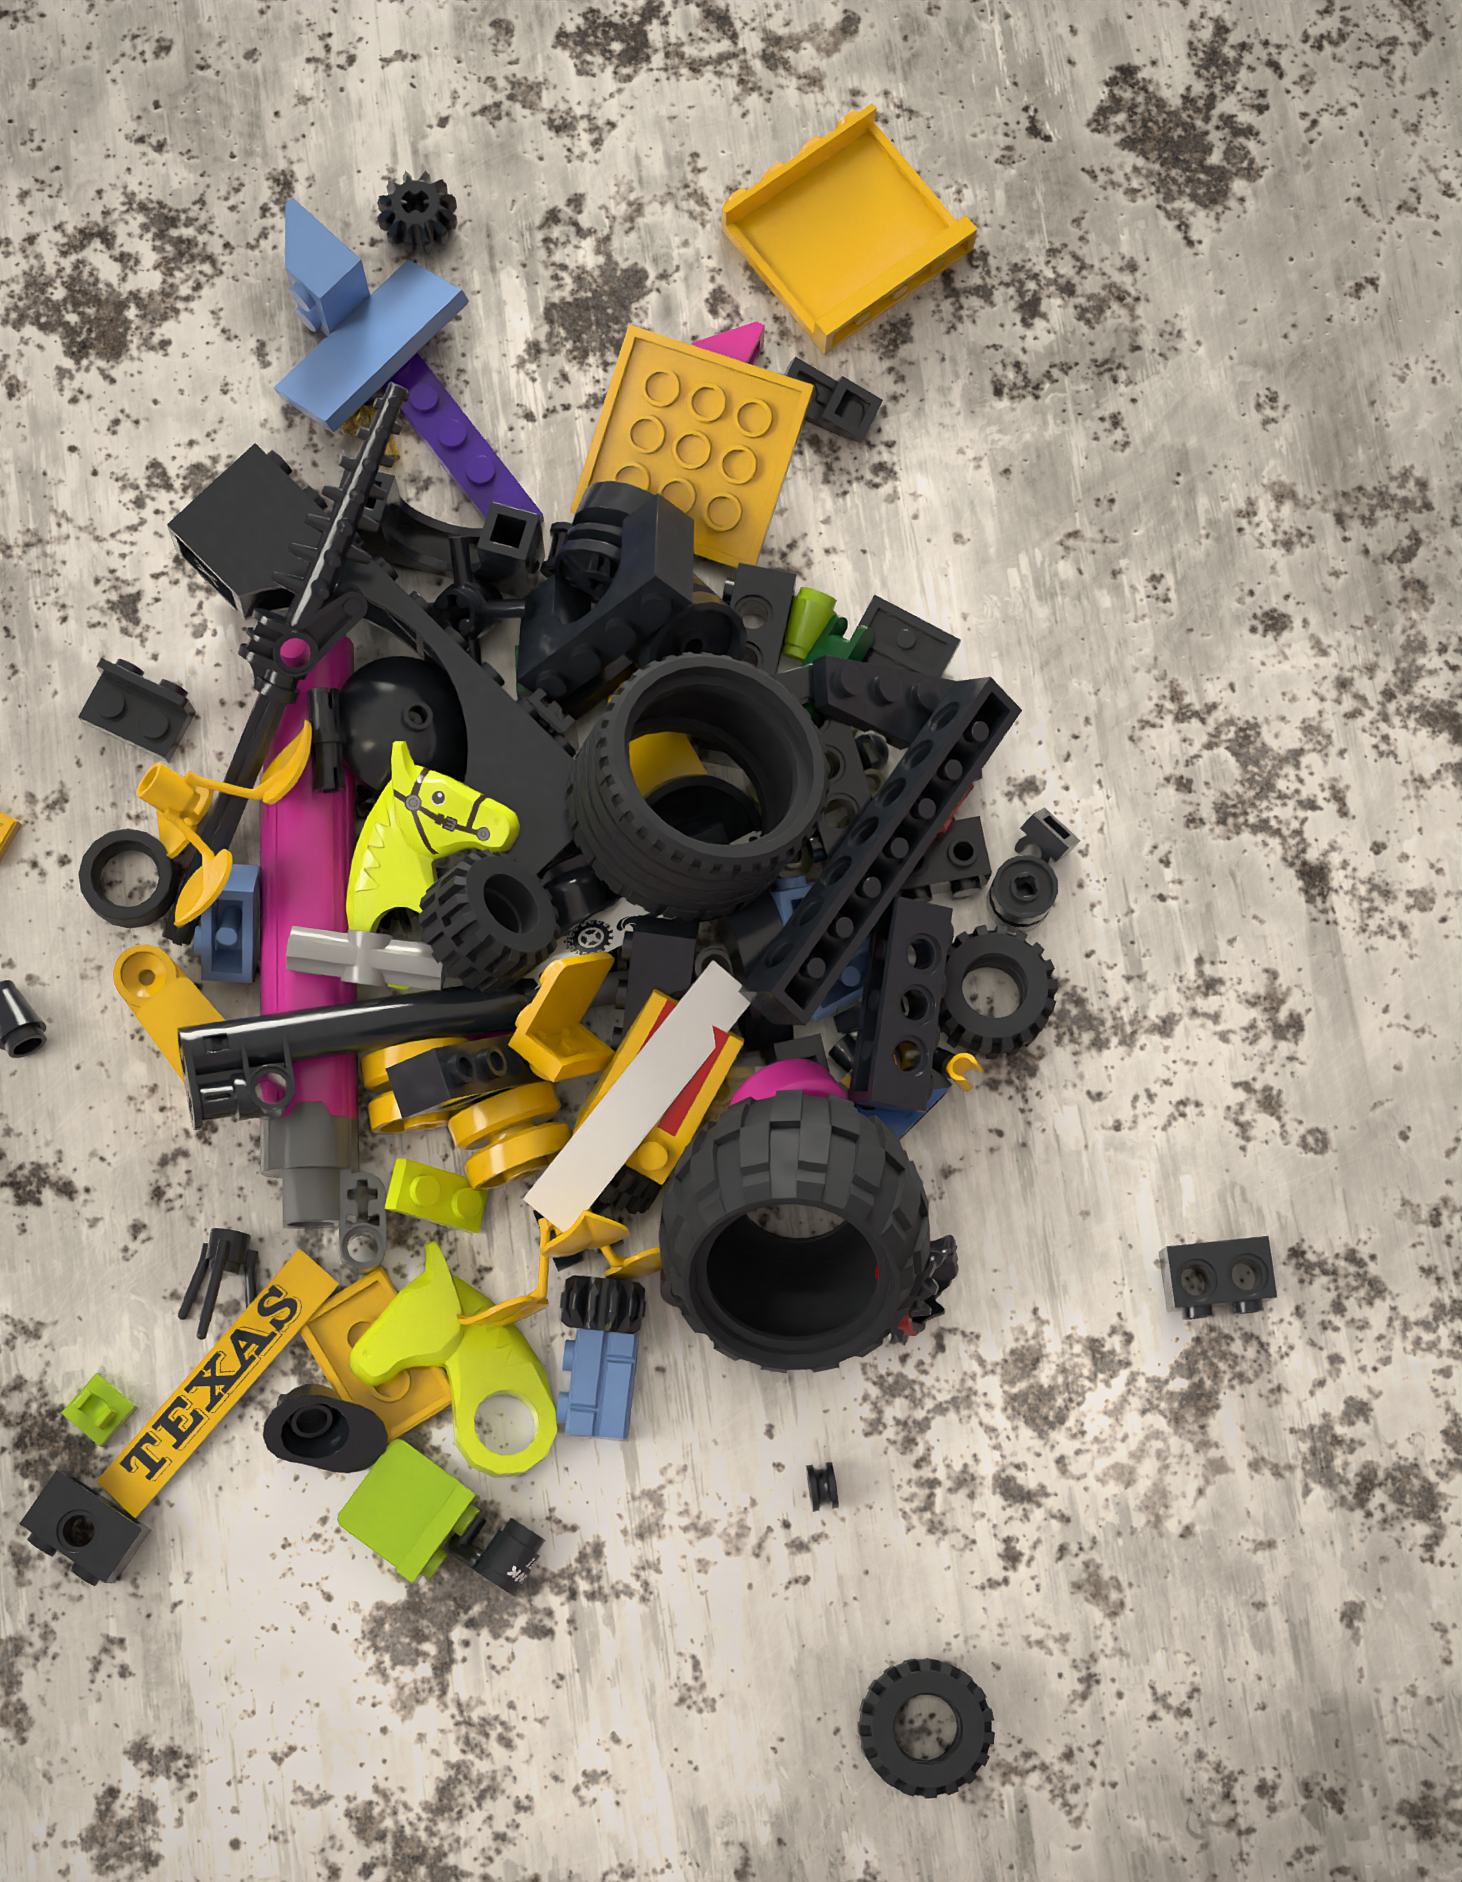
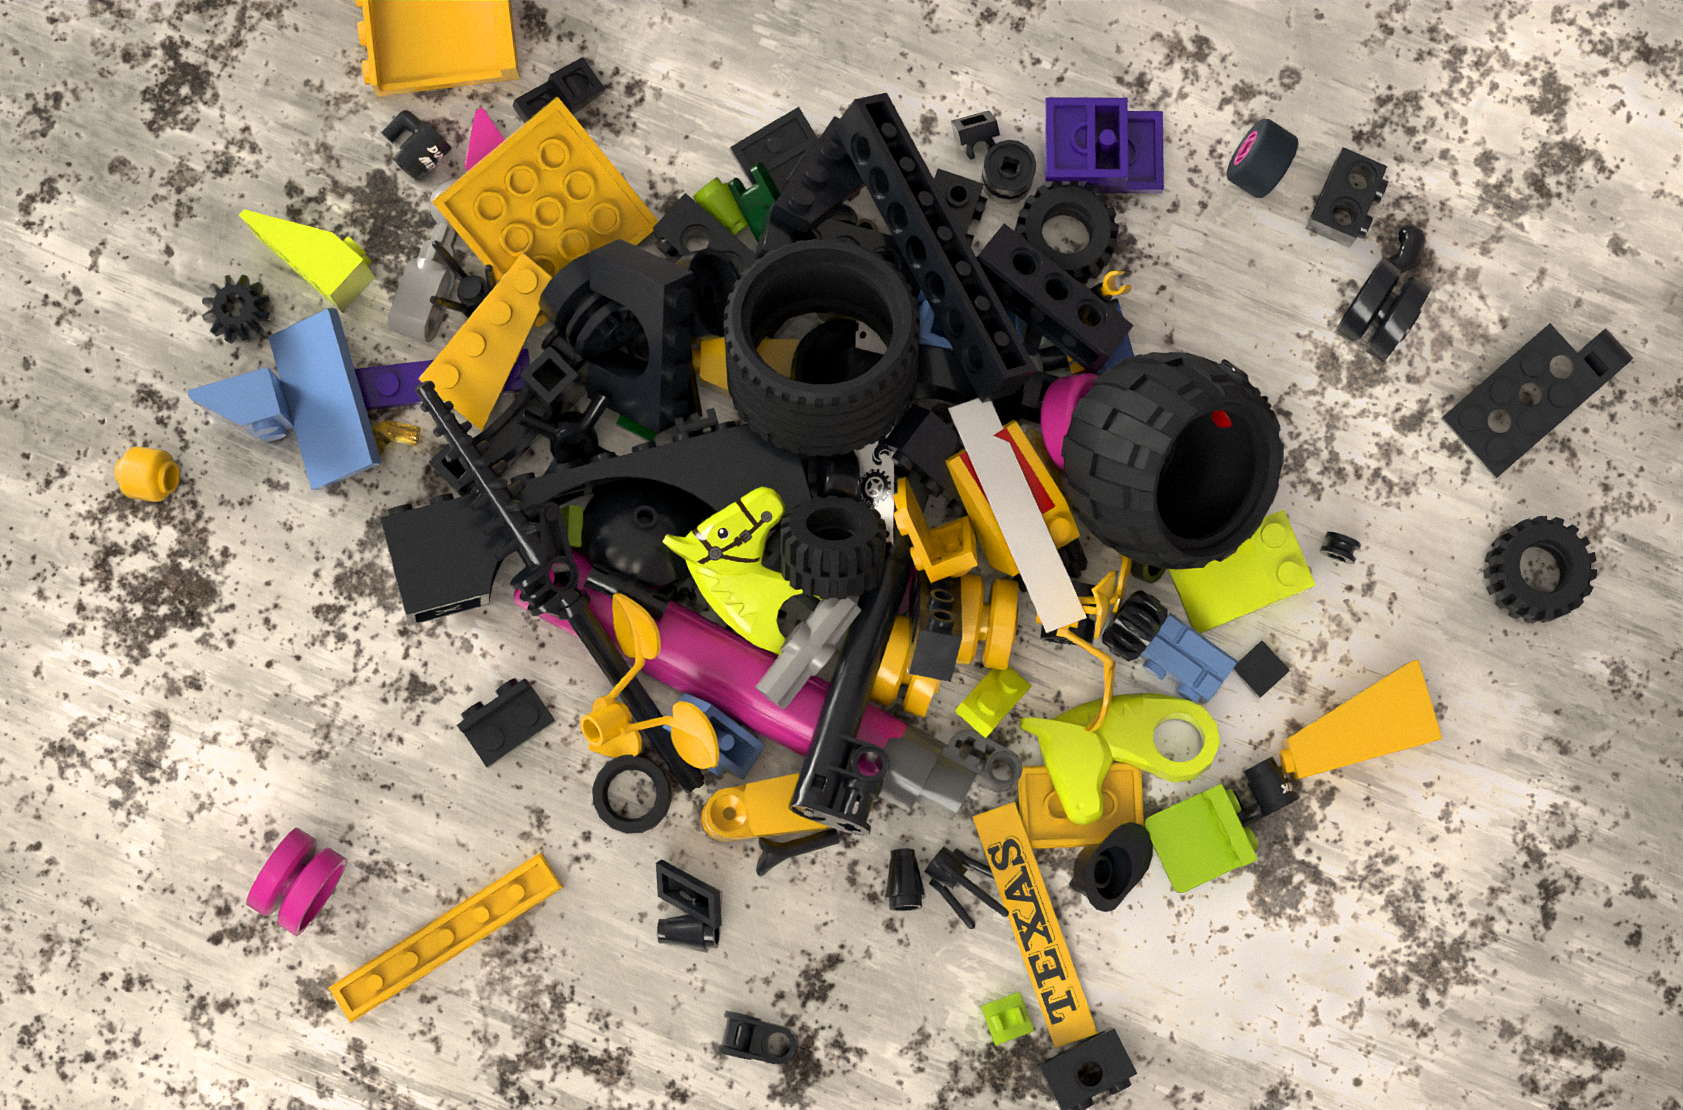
camera: 60 degrees left, 5 degrees up
(54, 997) = (689, 894): none -> black slope
(147, 1061) = (776, 852): none -> black piece
(189, 1214) = (904, 881): none -> black cone
(197, 221) = (147, 474): none -> yellow head
(369, 650) = (573, 522): none -> lime tile
(507, 265) = (325, 261): none -> neon yellow slope
(518, 468) = (485, 349): none -> yellow wing
(544, 379) = (425, 277): none -> light grey beam
(569, 427) = (471, 289): none -> black plant
(636, 1474) = (1260, 669): none -> black tile
(642, 1632) = (1371, 724): none -> yellow slope
(689, 296) = (421, 149): none -> black piece
(729, 1401) = (1253, 578): none -> neon yellow slope
(1111, 976) = (1104, 144): none -> dark purple bracket
(1112, 1385) = (1386, 311): none -> black wheel
(1188, 1660) = (1560, 397): none -> black hinge
(1196, 1380) = (1411, 247): none -> black arm
(1203, 1156) = (1262, 158): none -> black wheel

